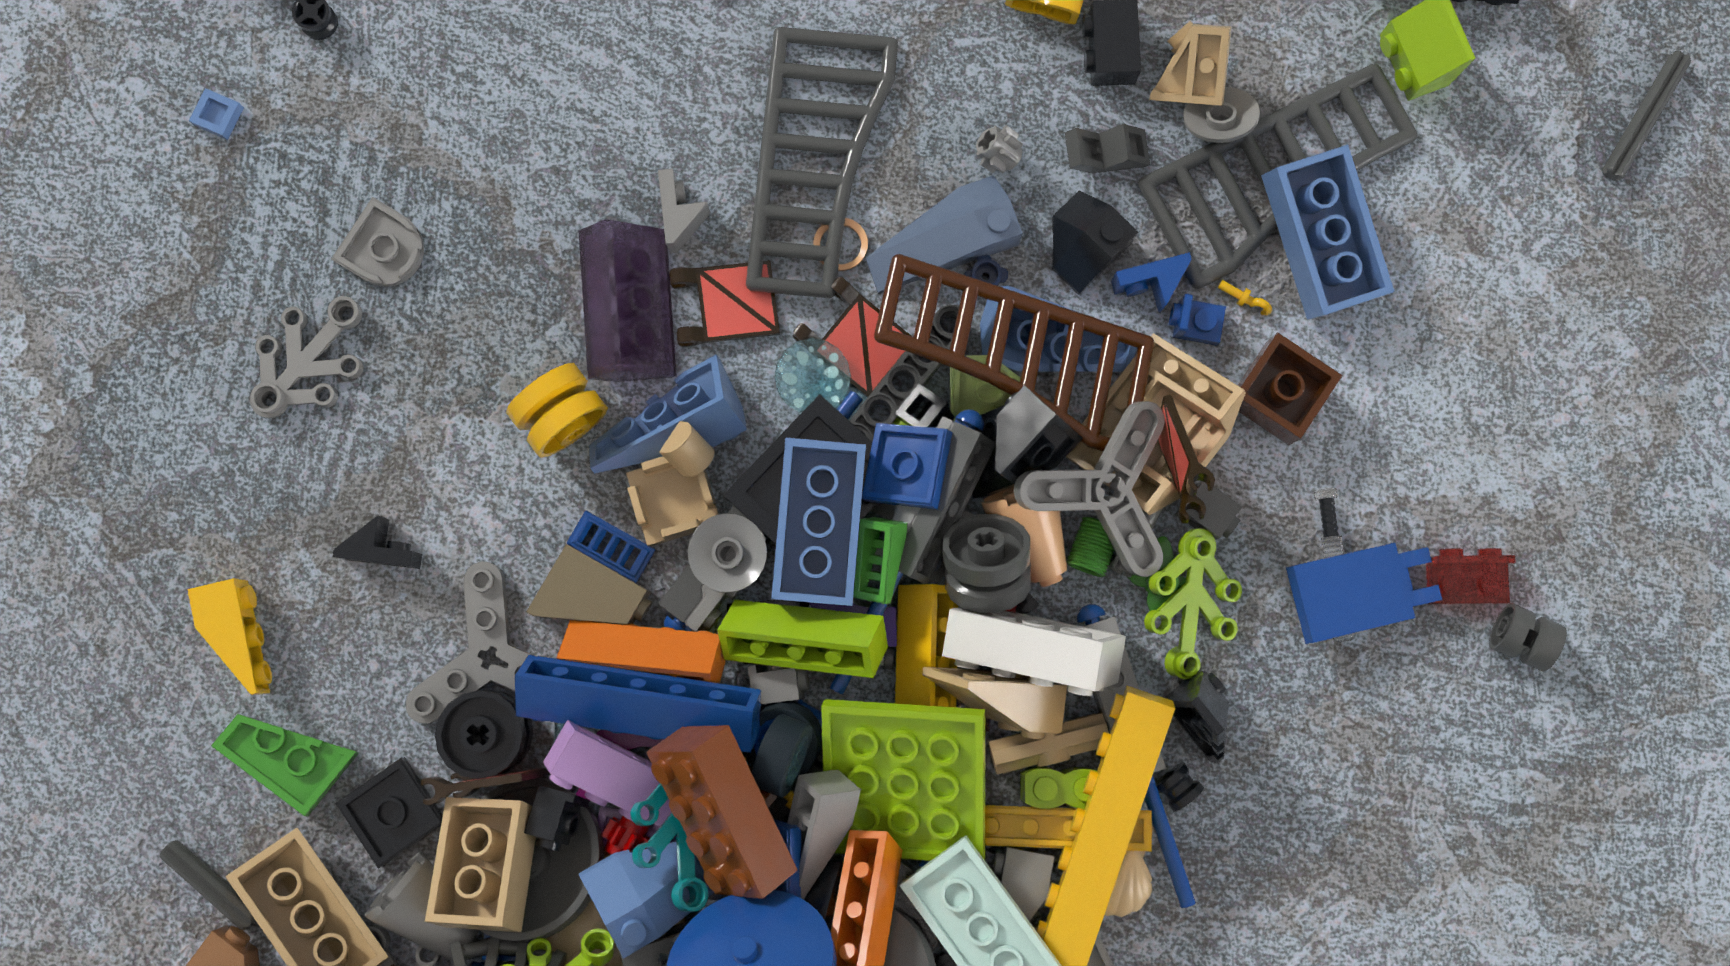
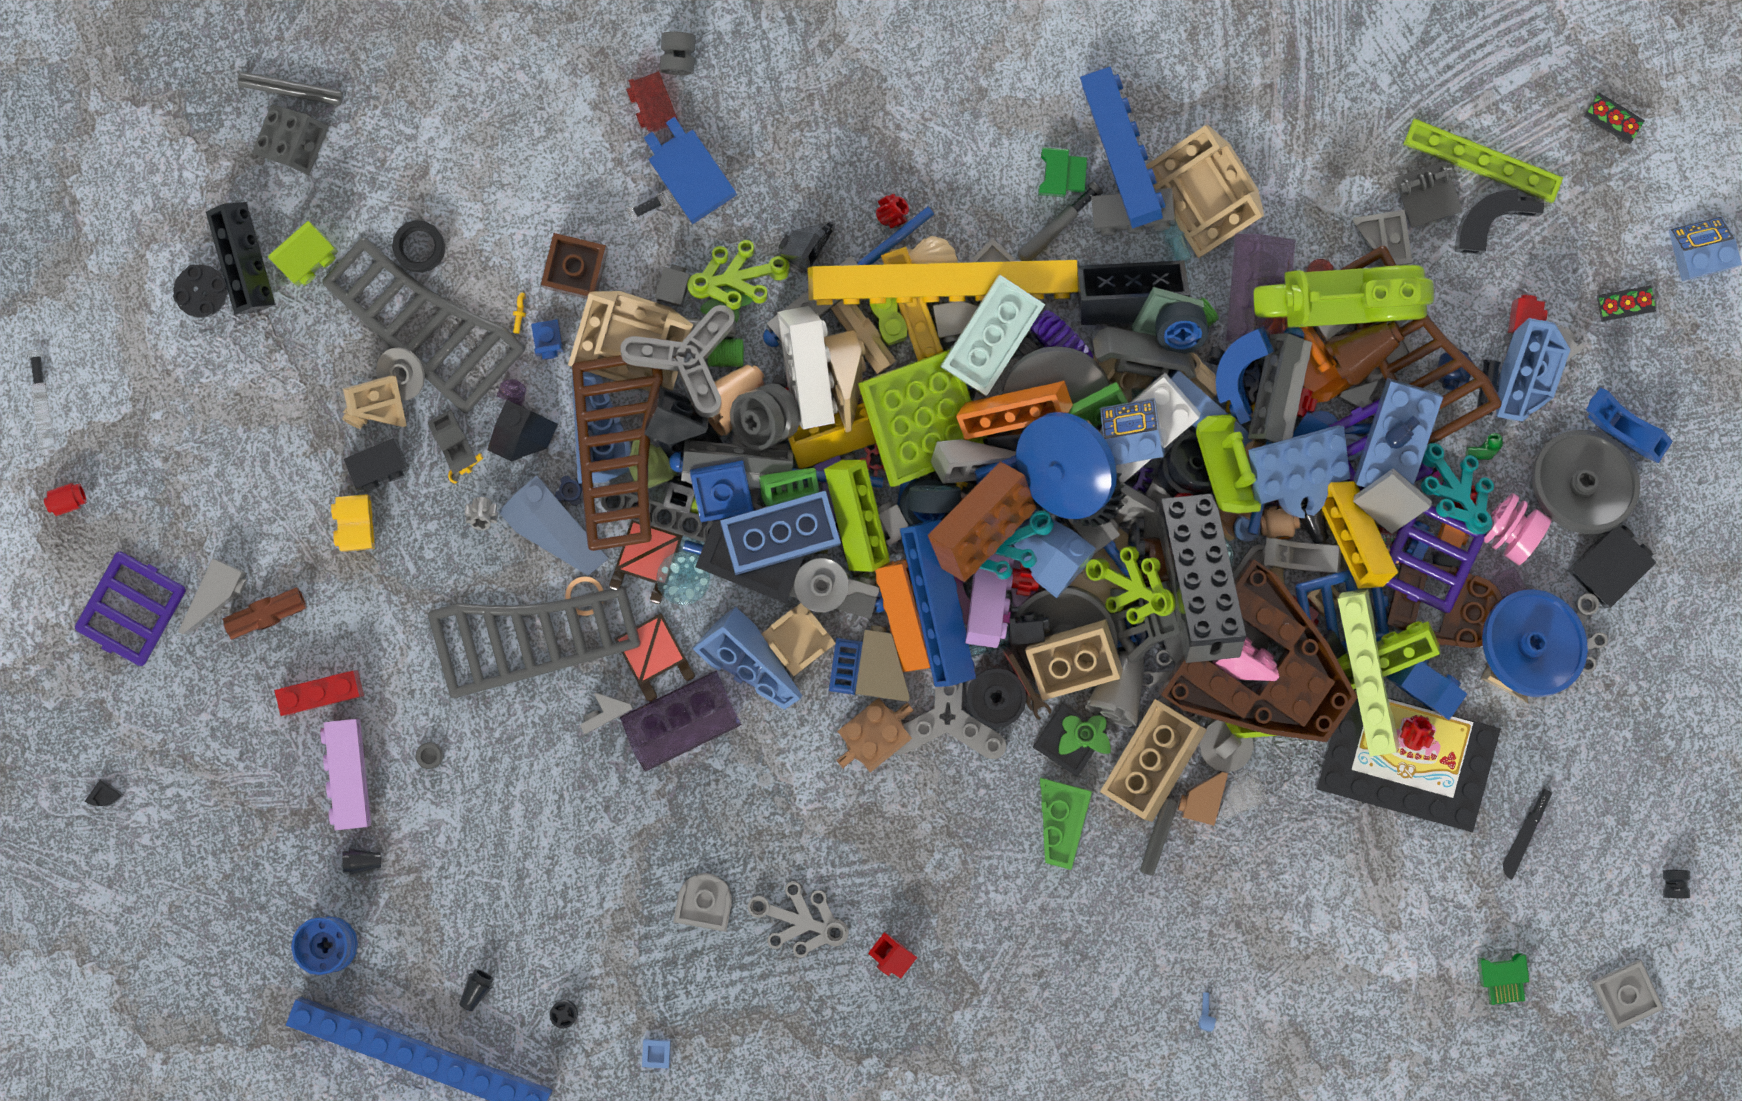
camera: 105 degrees left, 5 degrees up
(201, 460) = (892, 956): none -> red brick
(228, 624) = (990, 895): yellow slope -> none
(369, 547) = (905, 825): black slope -> none
(386, 836) = (1084, 734): none -> bright green animal
(502, 549) = (874, 735): none -> medium nougat plate
(556, 410) = (771, 733): yellow wheel -> none
(687, 450) = (765, 637): tan brick -> none
(875, 684) = (875, 468): none -> red gear
(1063, 156) = (479, 457): none -> yellow hand
(1143, 249) = (512, 391): none -> clear purple plate
(1160, 275) = (526, 372): blue slope -> none
(1179, 787) = (859, 242): black wheel -> none
(1182, 461) = (652, 315): dark brown flag -> none
(1206, 850) = (892, 211): none -> red gear
(1327, 232) = (459, 275): medium blue brick -> none
(1406, 187) = (404, 231): none -> black tyre
(1579, 92) = (290, 138): none -> dark grey bracket

